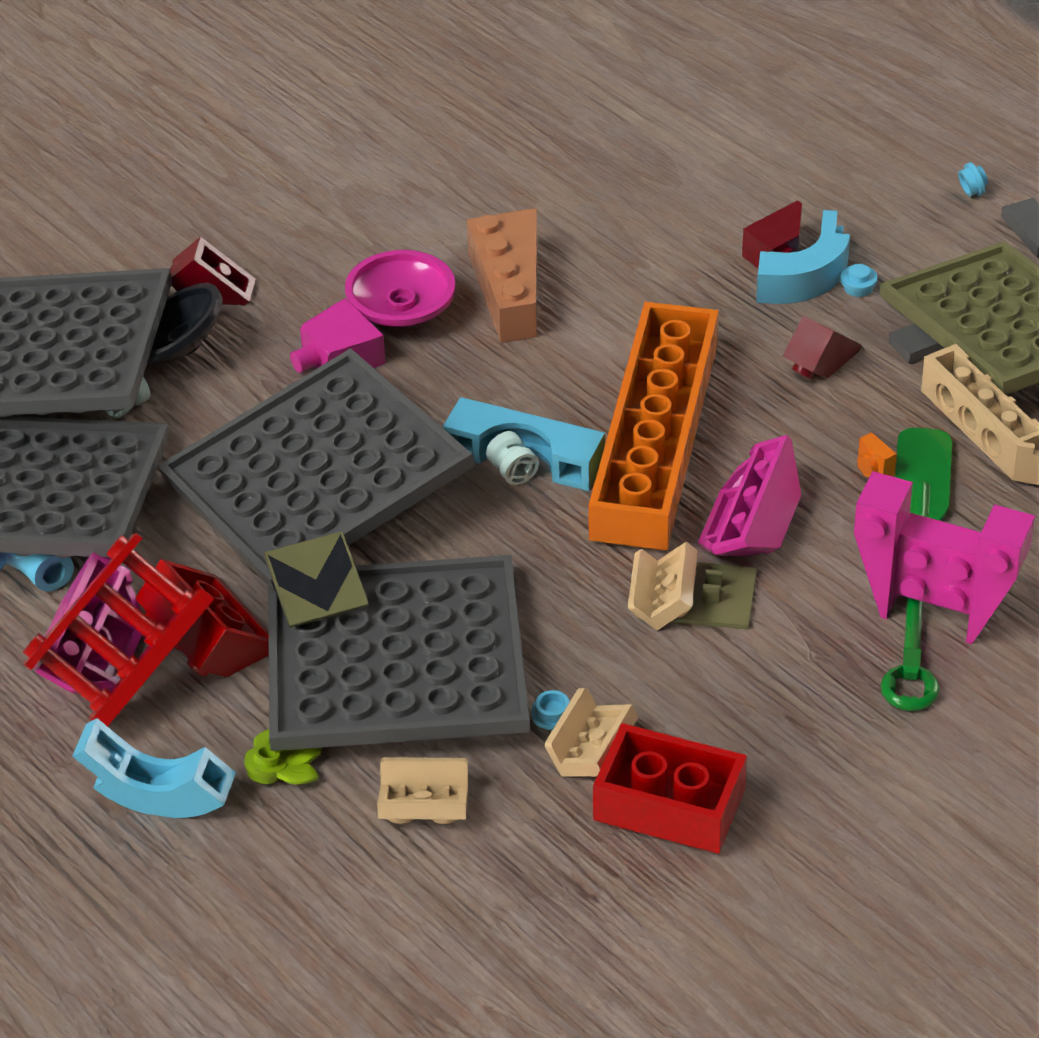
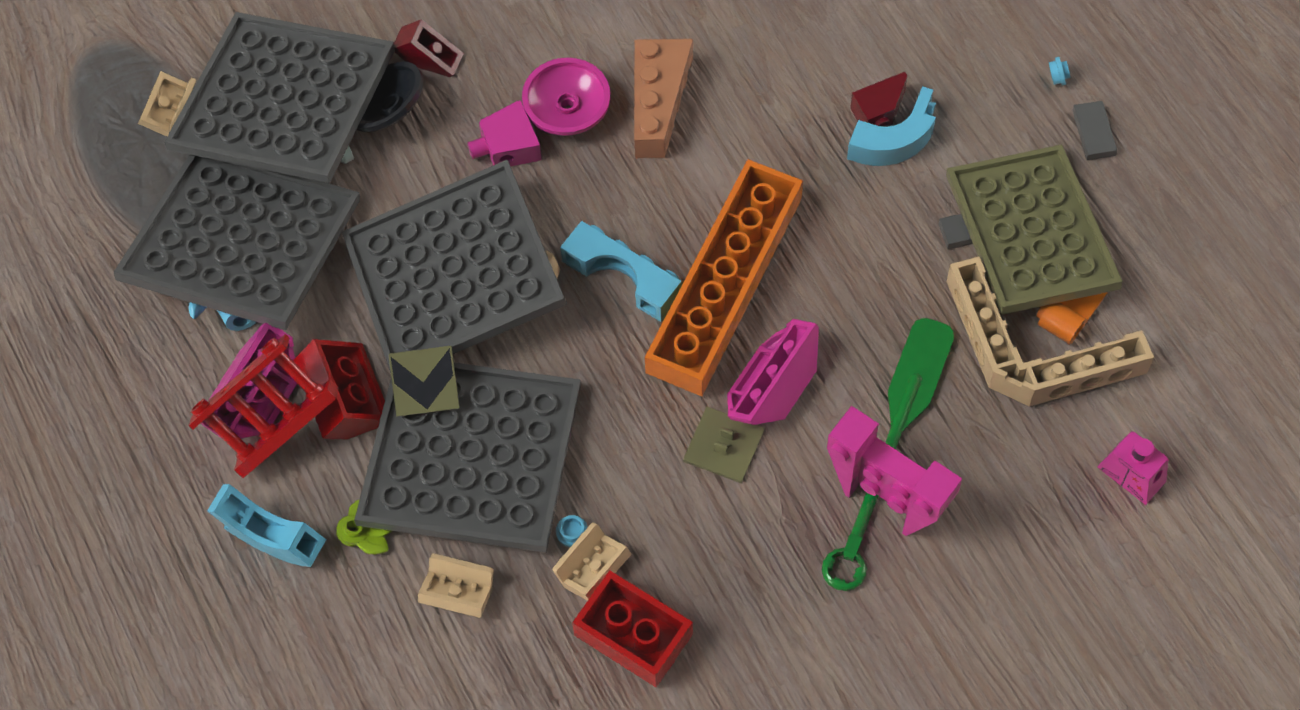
camera: 15 degrees right, 20 degrees up
(515, 463) = (607, 280): light aqua wheel -> none
(664, 586) = (684, 434): tan bracket -> none
(819, 349) = (878, 225): dark red slope -> none
(858, 280) = (933, 156): medium azure plate -> none
(875, 456) = (885, 348): orange plate -> none

